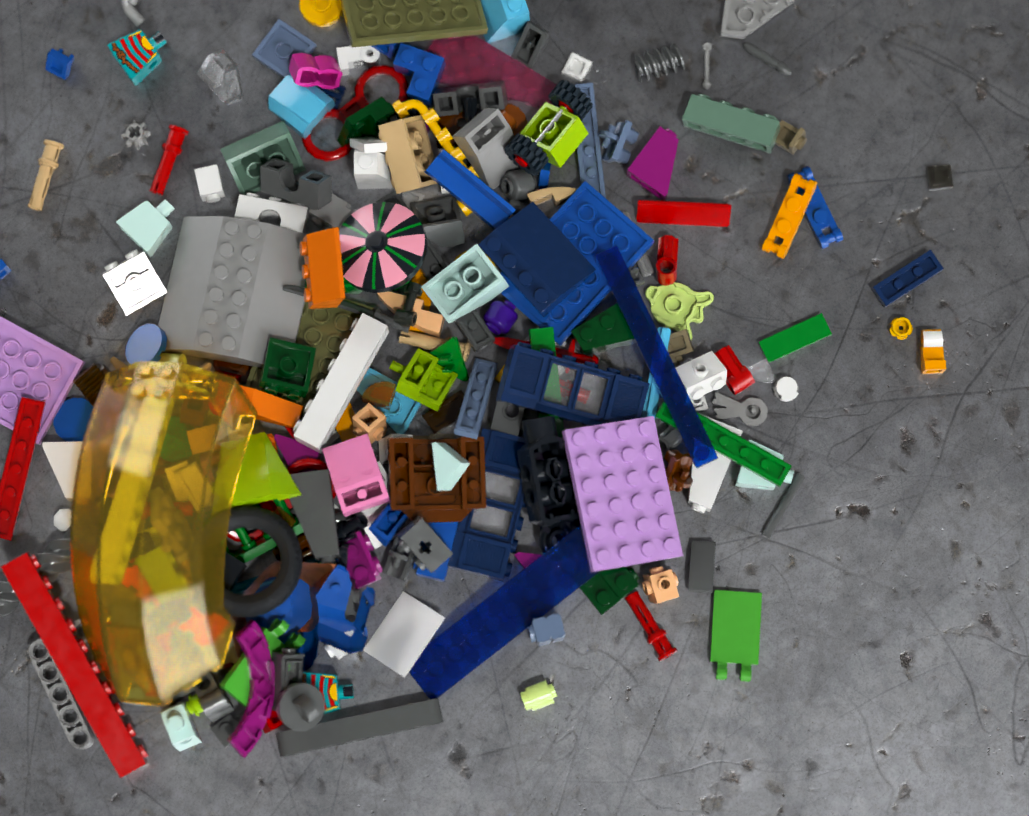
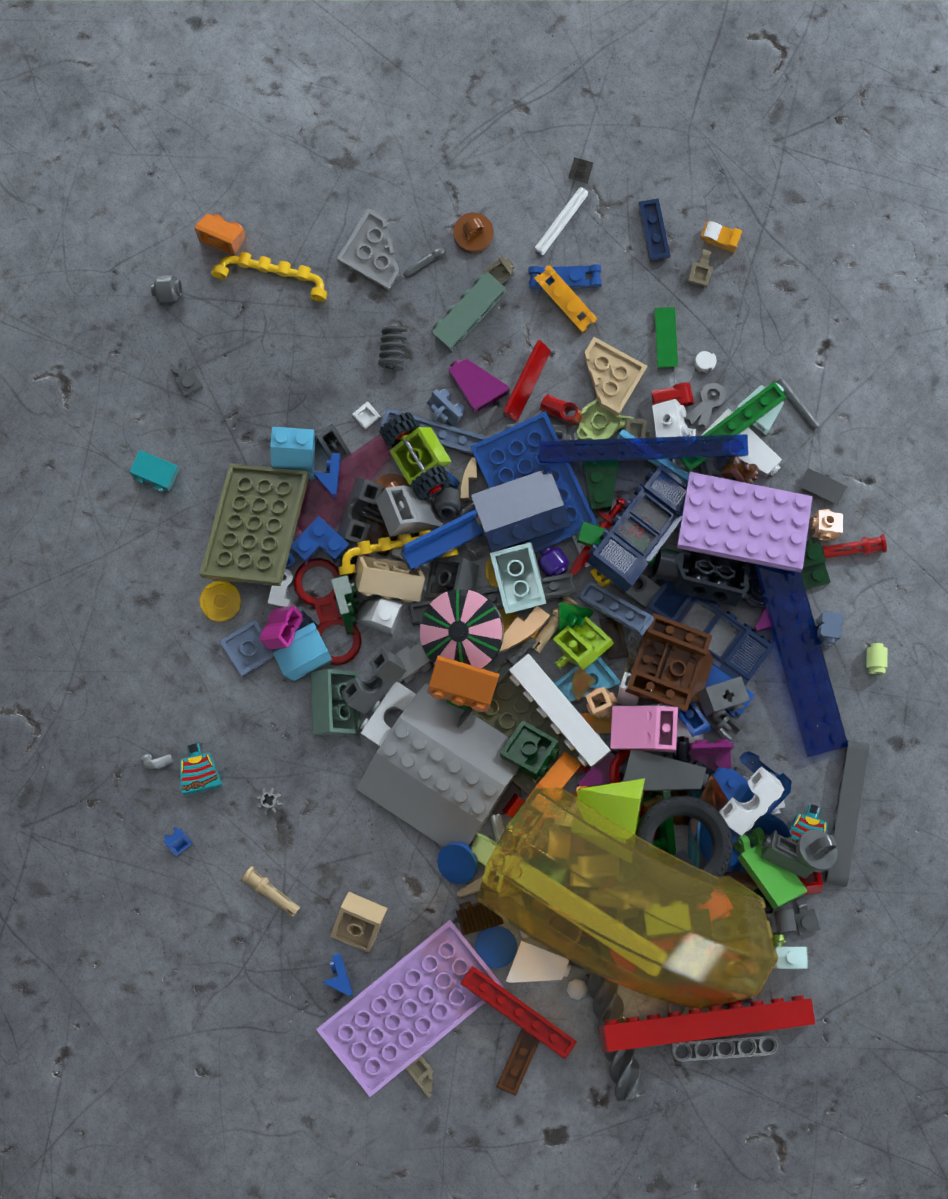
camera: 70 degrees left, 0 degrees up
(48, 273) = (358, 922): none -> tan slope
(133, 281) = (396, 851): white plate -> none
(147, 225) = (352, 821): light aqua torso -> none
(171, 150) = (294, 776): red pin -> none
(210, 183) = (338, 755): white brick -> none
(222, 76) = (250, 708): clear slope -> none
(261, 689) = (776, 871): magenta tile -> none
(305, 612) = (743, 815): none -> white arch
(368, 144) = (369, 606): white tile -> none
(404, 634) = (784, 744): white sticker -> none
(406, 316) = (526, 636): pearl dark grey bar -> none
(448, 466) = (667, 649): light aqua slope -> none
(489, 58) = (330, 480): none -> blue slope
(706, 48) = (394, 305): light grey hinge -> none
(728, 298) = (612, 374): none -> tan plate
(735, 631) = (885, 483): bright green tile -> none
(821, 95) = (473, 232): none -> dark orange tile
(874, 179) = (561, 221): none -> white axle
(882, 345) = (701, 271): none -> dark tan plate
(901, 334) = (691, 247): yellow plate -> none

